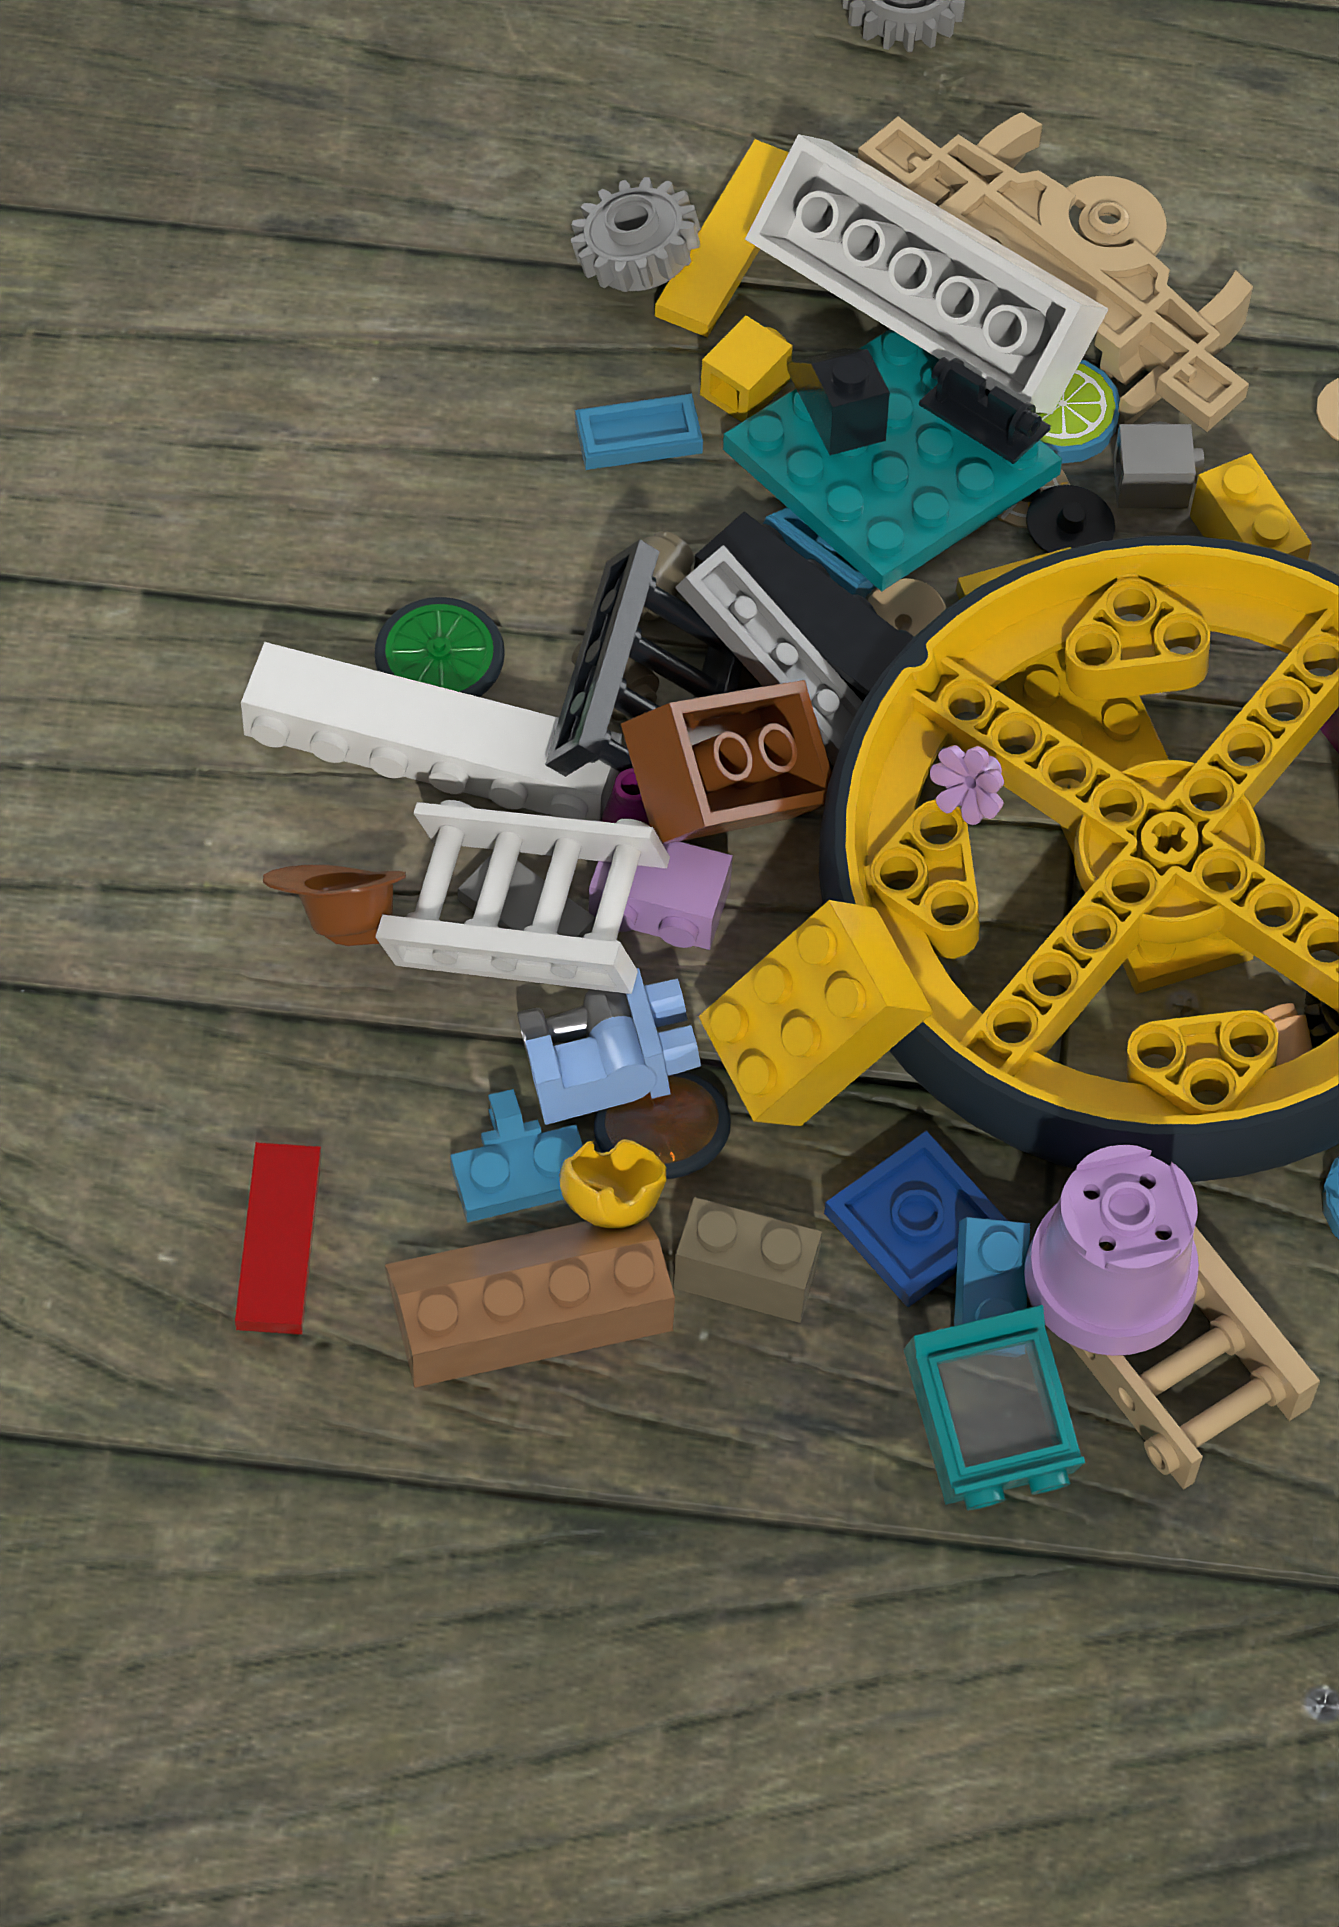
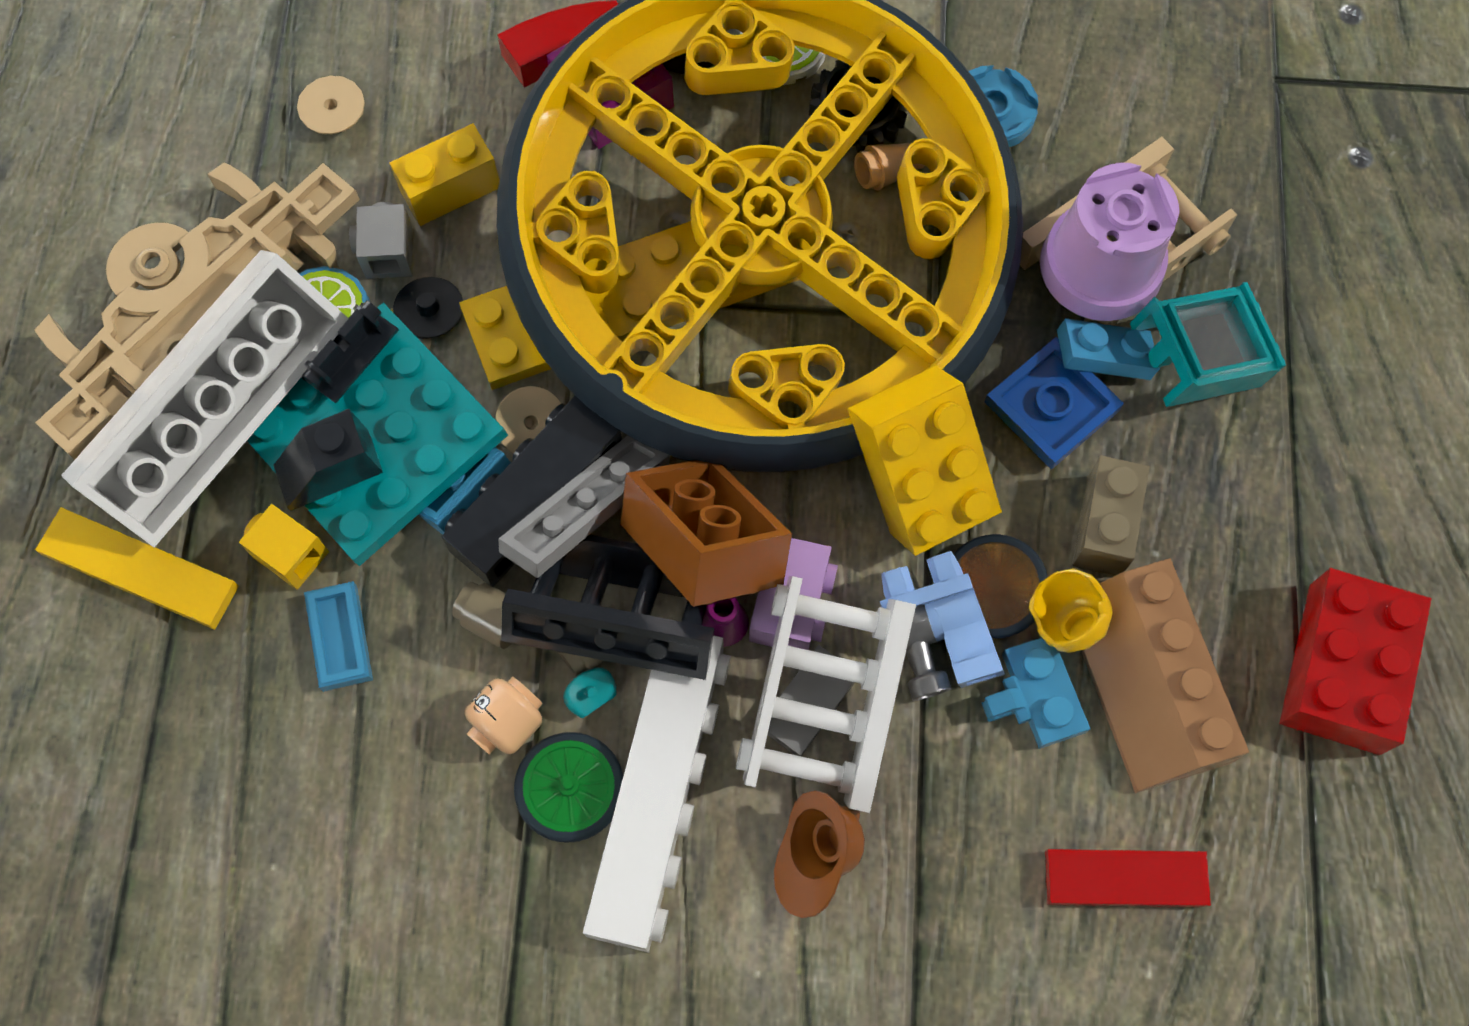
camera: 90 degrees left, 10 degrees up
(525, 581) = (503, 716): none -> light nougat head
(530, 1531) = (1356, 662): none -> red brick
(549, 672) = (589, 691): none -> teal piece
(636, 236) = (116, 634): light grey gear -> none
(970, 782) = (734, 337): lavender plant -> none

